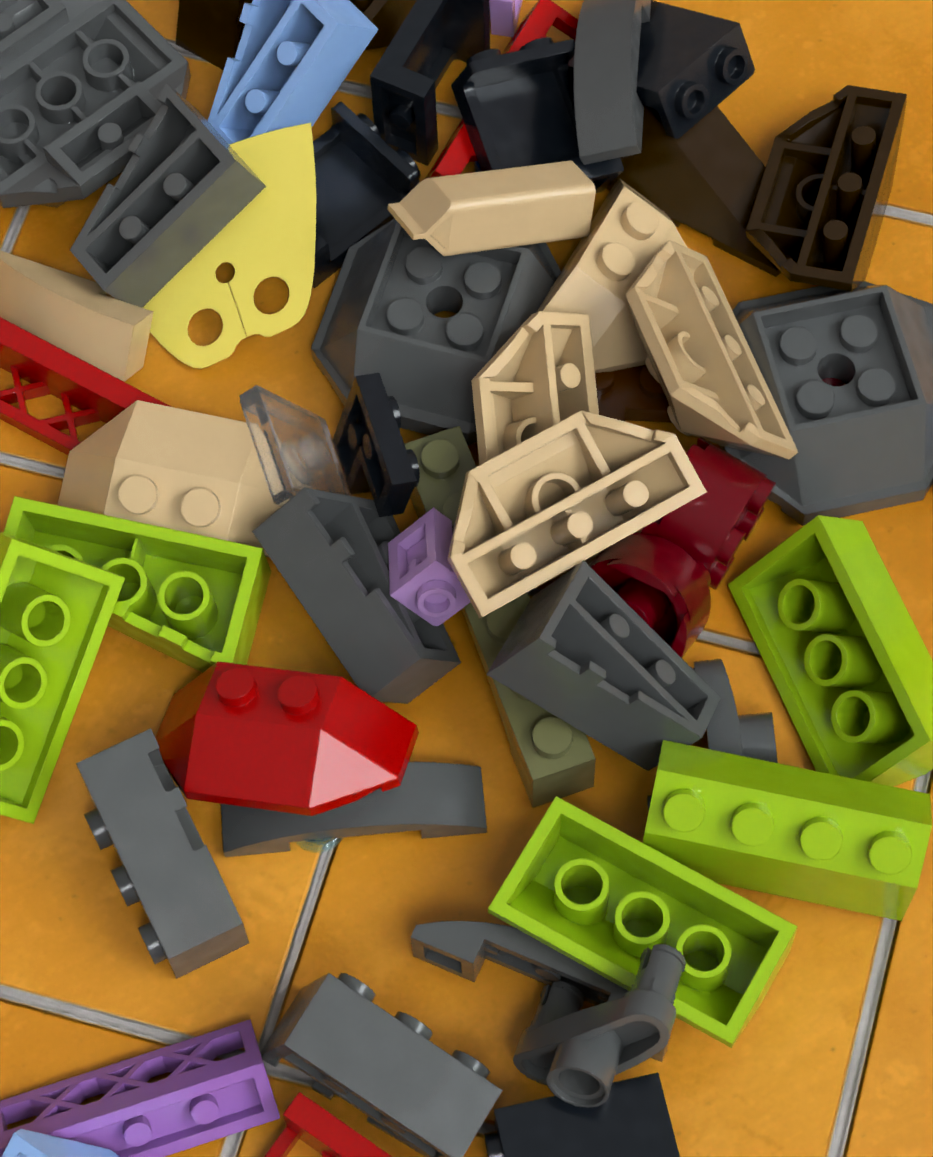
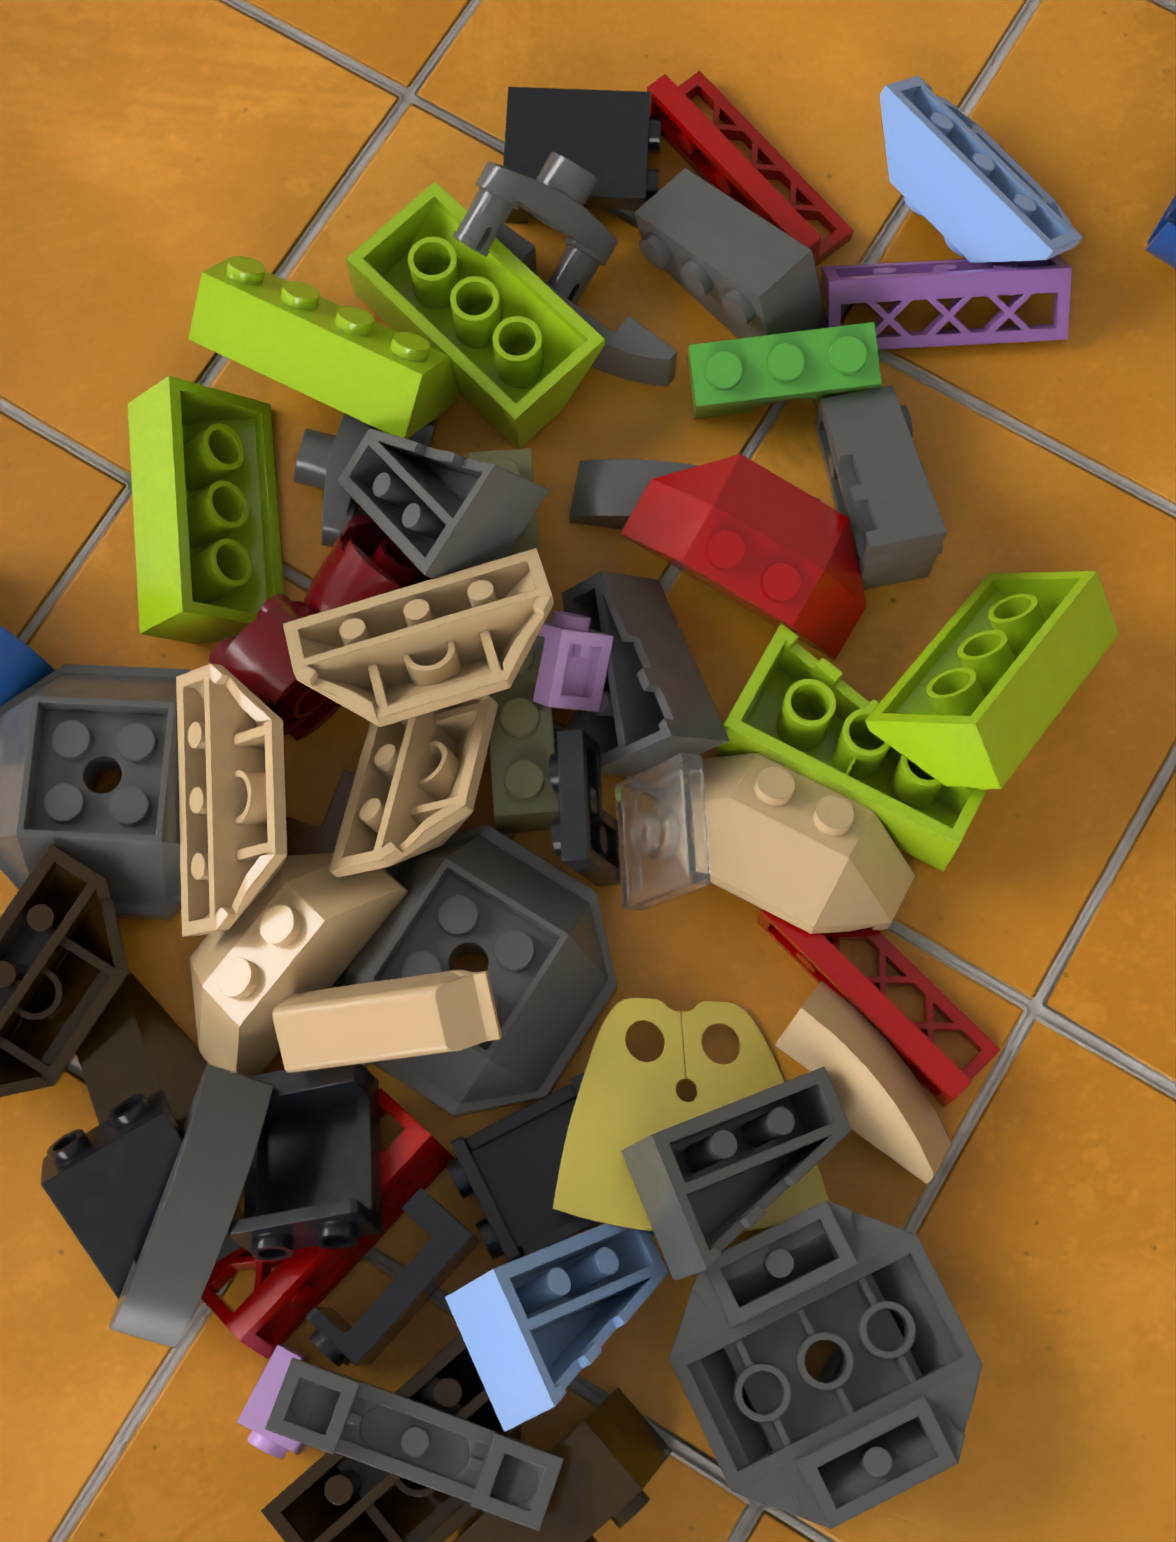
camera: 165 degrees left, 10 degrees up
(247, 962) = (758, 370): none -> bright green arch

